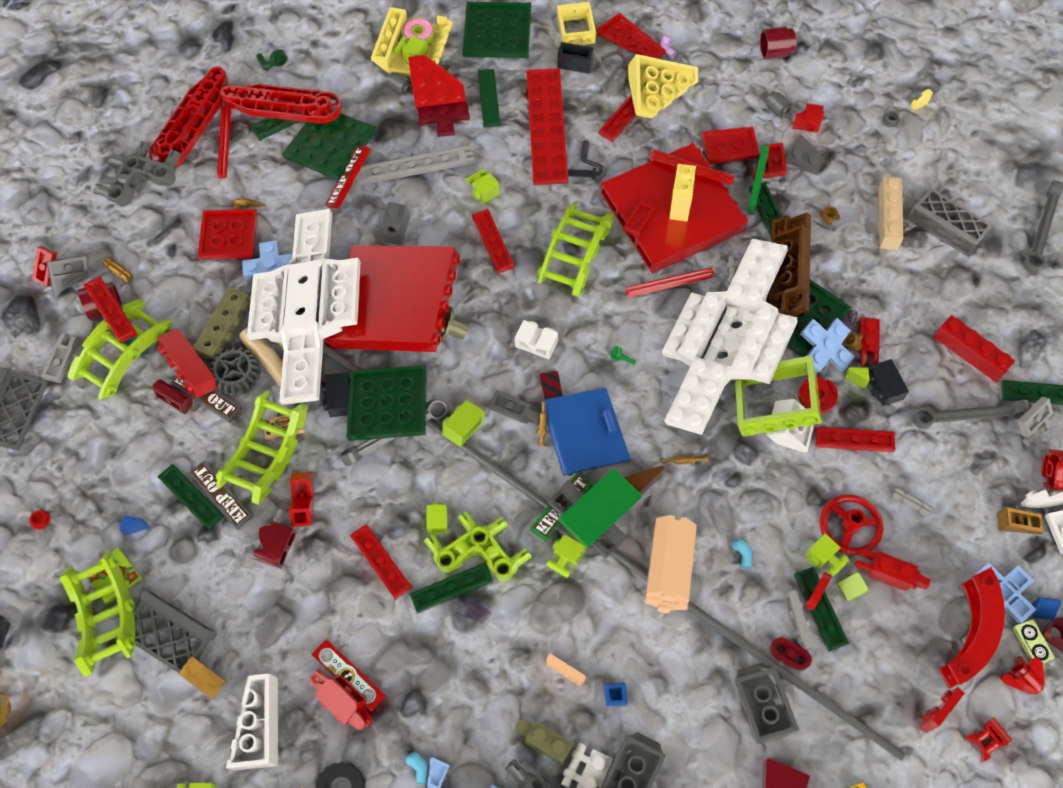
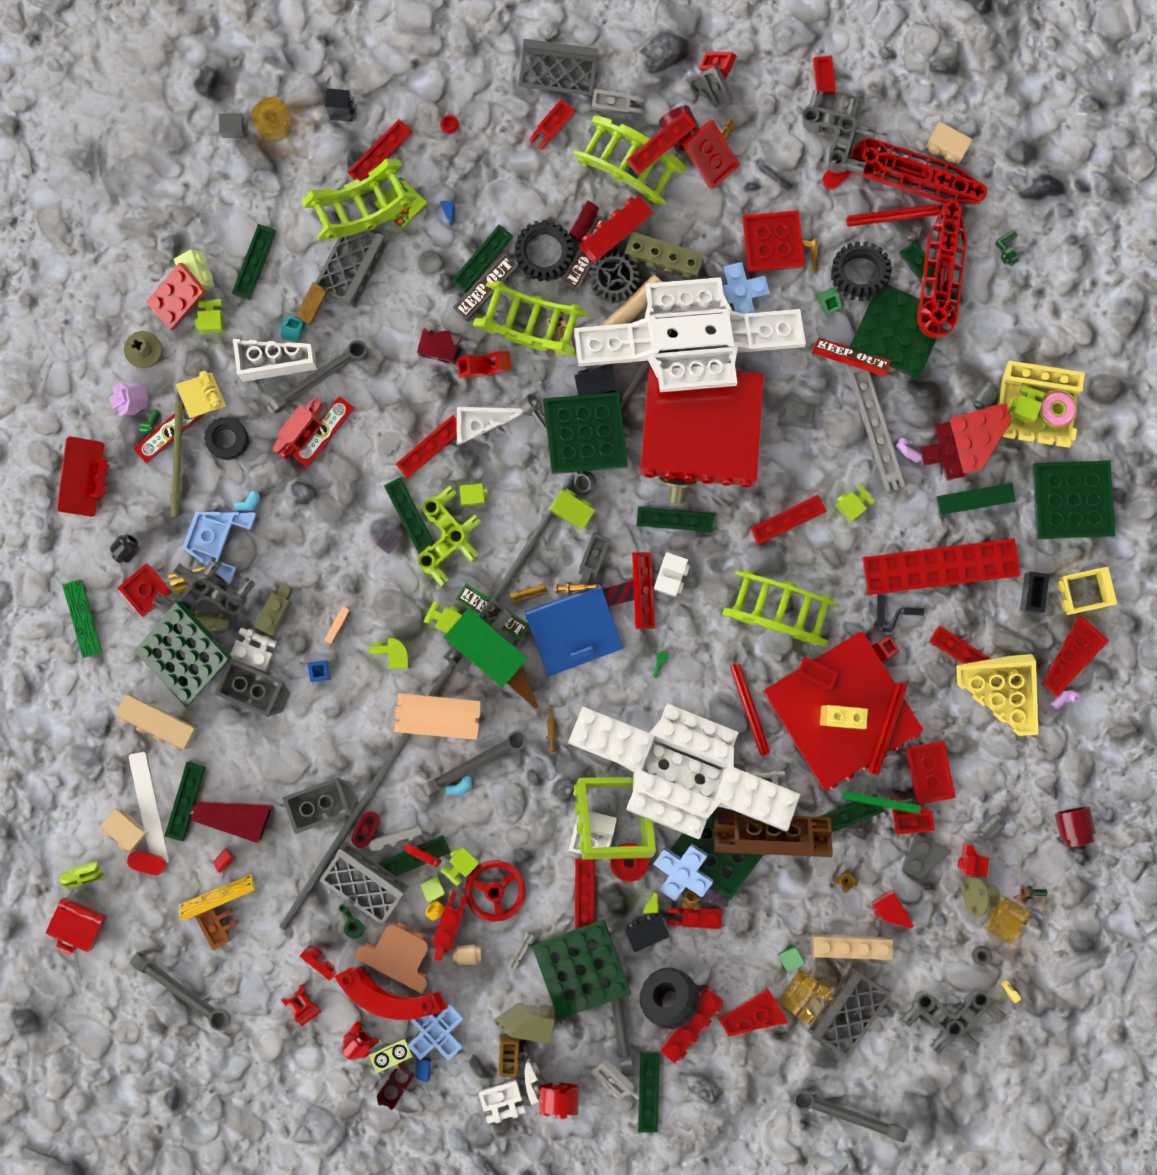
camera: 85 degrees right, 20 degrees up
(51, 594) = (381, 150): none -> red tile
(65, 417) = (552, 123): none -> red hinge
(80, 185) = (824, 74): none -> red tile
(131, 274) = (711, 154): none -> red plate
(142, 744) = (254, 262): none -> dark green tile
(168, 93) = (948, 143): none -> tan brick
(171, 432) = (531, 232): none -> black tyre
(181, 185) = (833, 180): none -> red tile
(227, 703) = (292, 328): none -> teal slope
(262, 151) = (861, 290): none -> black tyre
(292, 195) = (829, 300): none -> green slope
(304, 713) = (283, 400): none -> dark grey piece
(360, 510) = (477, 421): none -> white wing
(440, 143) = (906, 451): none -> lavender arm
(482, 335) = (675, 519): none -> dark green tile
(544, 472) = (528, 593): none -> pearl gold axle
(550, 364) = (643, 590): none -> red tile
(599, 607) = (397, 653): none -> lime brick
(615, 170) = (885, 648): none -> red slope
(741, 575) = (471, 765): none -> dark grey piece
(834, 81) = (1030, 892): none -> piece
(834, 650) = (371, 873): none -> dark grey fence
(840, 114) = (978, 895): none -> olive piece
(854, 181) = (891, 910): none -> red slope
(860, 93) = (1007, 920): none -> clear yellow brick
(876, 584) = (434, 910): none -> yellow tile
(891, 677) = (350, 923): none -> dark green plate
(903, 262) = (791, 958): none -> slope
(903, 461) = (605, 950): none -> dark green piece
(920, 553) = (467, 954): none -> tan brick
(925, 627) = (398, 955): none -> nougat brick
(937, 256) = (799, 994): none -> clear yellow piece
(952, 140) = (963, 1016): none -> dark grey pin
(952, 380) = (681, 1010): none -> black tyre
(957, 295) = (753, 1014): none -> red wing
(989, 490) = (528, 1022): none -> olive wedge

